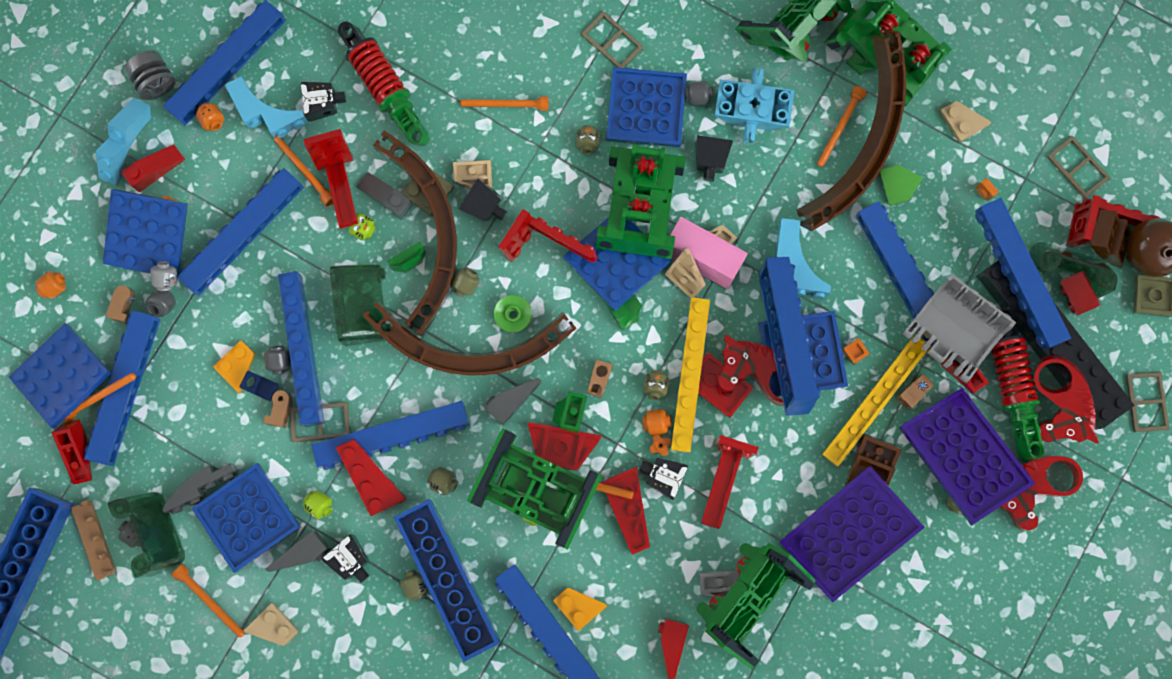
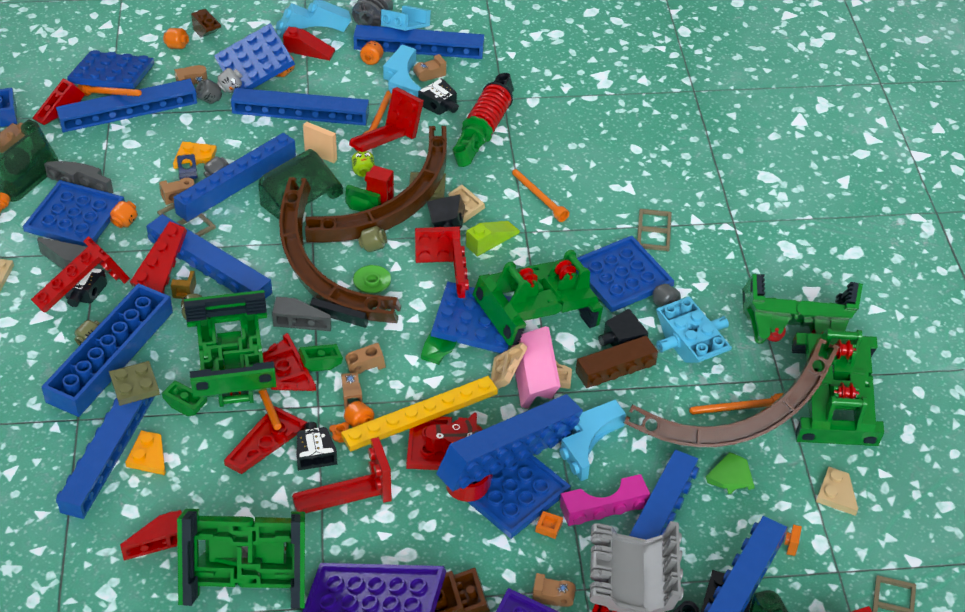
camera: 50 degrees right, 35 degrees down
(50, 245) = (204, 23): none -> reddish brown slope
(190, 52) = (409, 19): none -> medium azure panel
(272, 79) = (430, 69): none -> medium nougat leg
(280, 475) = (123, 214): none -> orange head
(312, 248) = (320, 141): none -> light nougat tile
(318, 504) = (116, 246): lime head -> none
(338, 531) = (75, 272): none -> red bracket
(385, 195) = (400, 165): dark grey slope -> none
(408, 234) = (381, 181): none -> red brick
(408, 473) = (181, 288): none -> pearl gold panel
(508, 583) = (134, 383): none -> olive plate
(528, 179) = (489, 235): none -> lime slope
(531, 367) = (341, 313): none -> black tile
(540, 545) = (181, 399): none -> green slope
(587, 139) = (556, 249): olive head -> none
(623, 409) = (350, 387): none -> medium nougat leg
(656, 384) = (391, 398): olive head -> none
(738, 184) = (616, 362): none -> reddish brown brick
(869, 272) = (581, 507): none -> dark pink arch
(874, 402) = (513, 564): yellow plate -> none

